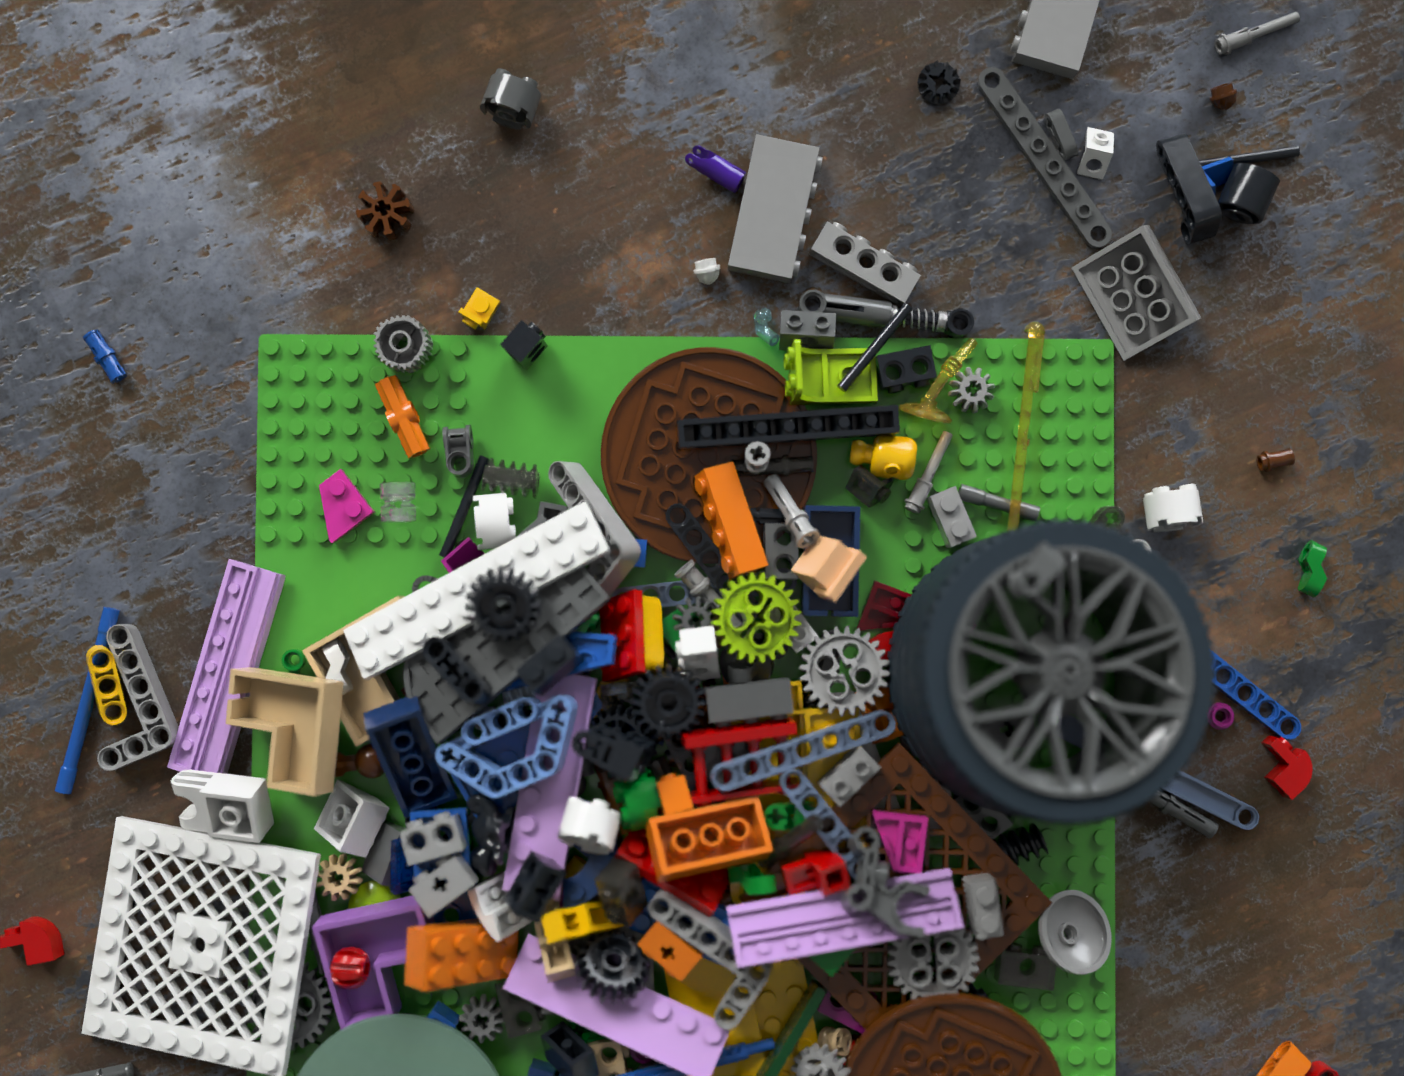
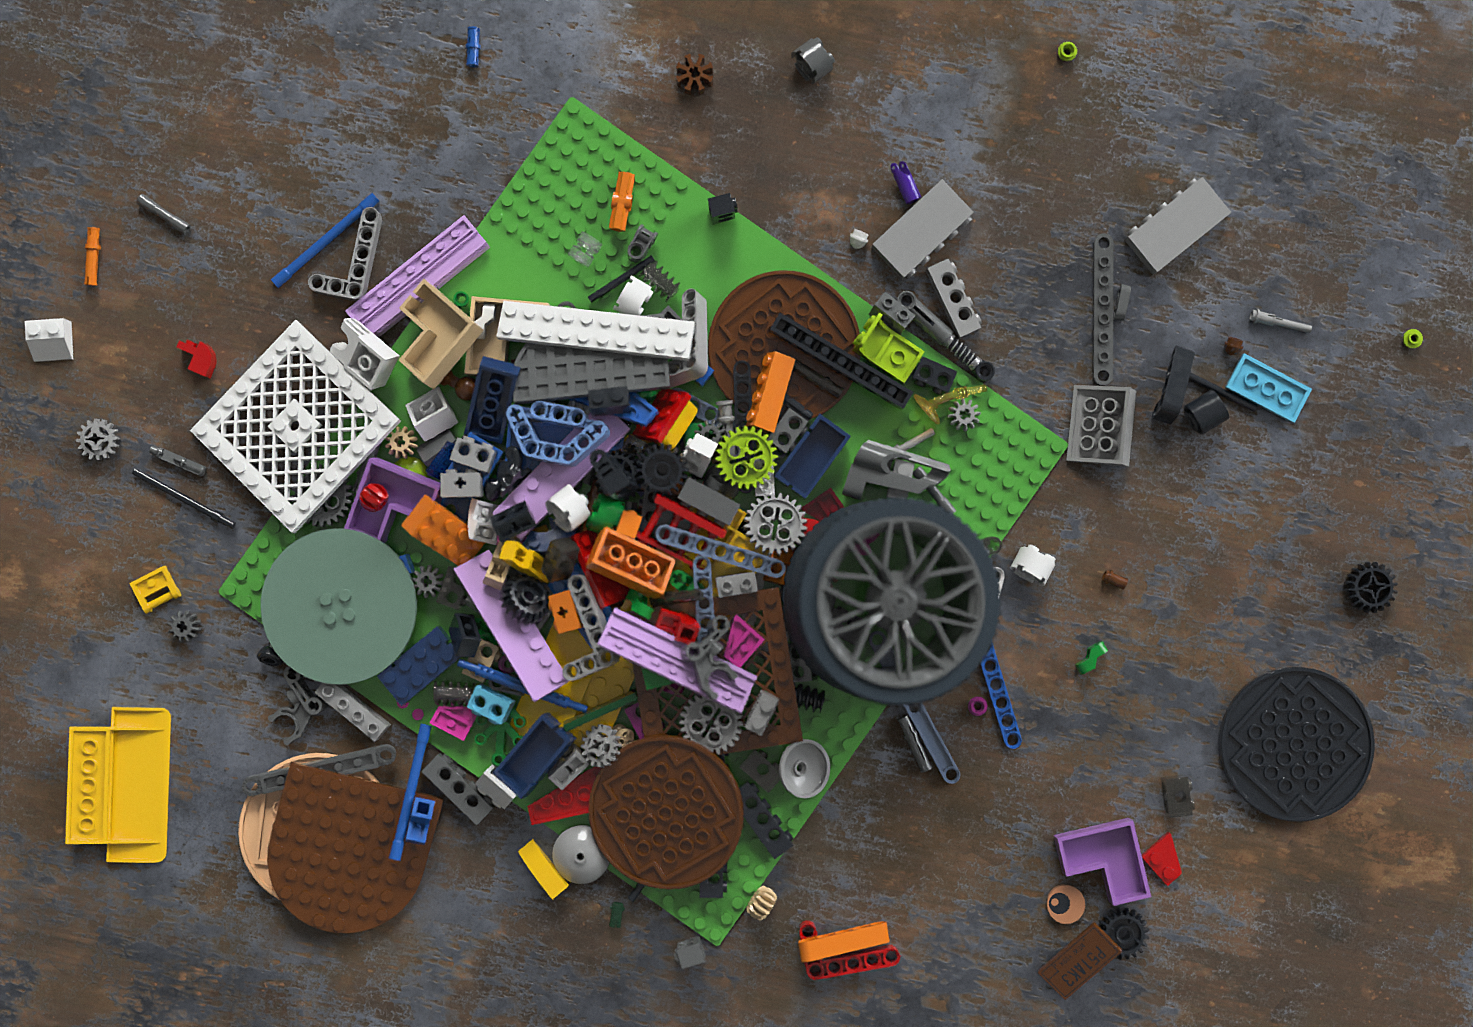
camera: 30 degrees right, 0 degrees up
(114, 695) = (343, 248): yellow beam -> none
(342, 505) = (551, 229): dark pink wing -> none
(401, 329) = (653, 149): light grey brick -> none
(460, 686) = (559, 377): black beam -> none
(462, 555) = (602, 305): magenta bracket -> none
(479, 309) = (709, 170): yellow bracket -> none
(503, 621) = (618, 343): black gear -> none
(754, 450) = (810, 360): light grey bush -> none
(762, 330) = (869, 290): clear light blue arm -> none
(796, 519) = (808, 417): light grey pin -> none
(828, 567) = (807, 456): light nougat plate -> none
(868, 487) = (863, 429): clear smoke bracket -> none
(874, 347) = (924, 350): black bar -> none
(888, 456) = (887, 419): yellow piece -> none
(910, 521) = (874, 465): none -> dark grey panel
(927, 86) = (1071, 231): black gear -> none
(1031, 384) = (1001, 435): clear yellow bar -> none
(1039, 568) = (921, 531): dark grey piece -> none
(1100, 147) = (1138, 325): white bracket -> none
(1103, 1045) = (774, 846): none -> black brick
(1218, 172) = (1196, 388): blue bracket -> none
(1292, 771) = (999, 765): red brick -> none
(1297, 117) = (1268, 388): none -> medium azure plate

